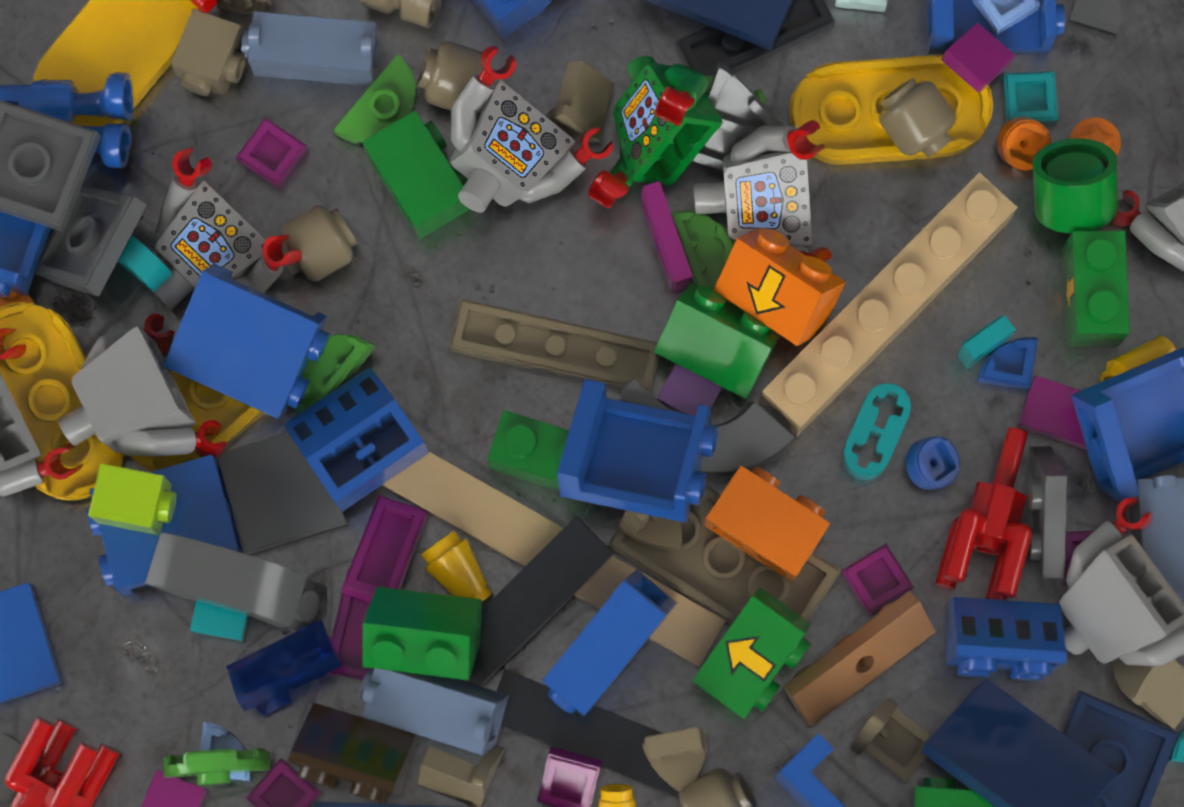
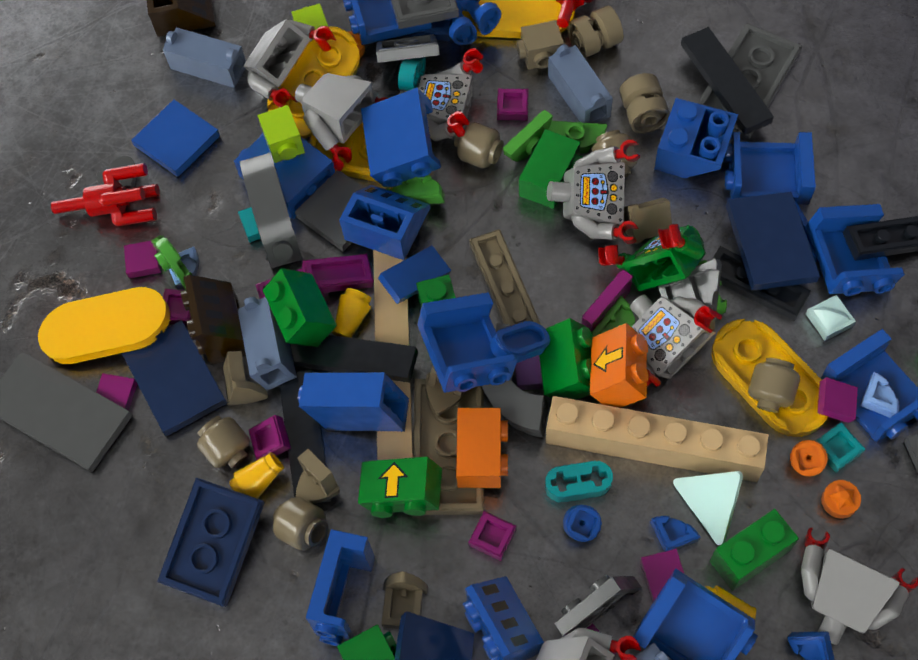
camera: 60 degrees right, 15 degrees down
(268, 674) = (235, 259): clear blue hinge -> none
(354, 171) = (526, 140): none -> bright green plate
(458, 452) = (402, 278): none -> blue tile
(670, 383) = (522, 340): none -> blue tile
(859, 658) = (437, 550): medium nougat tile -> none
(985, 341) = (674, 506): teal tile -> none
(992, 527) = (565, 576): red plant -> none
(1007, 288) = (712, 500): none -> light aqua piece
(1075, 185) = (805, 496): green piece -> none

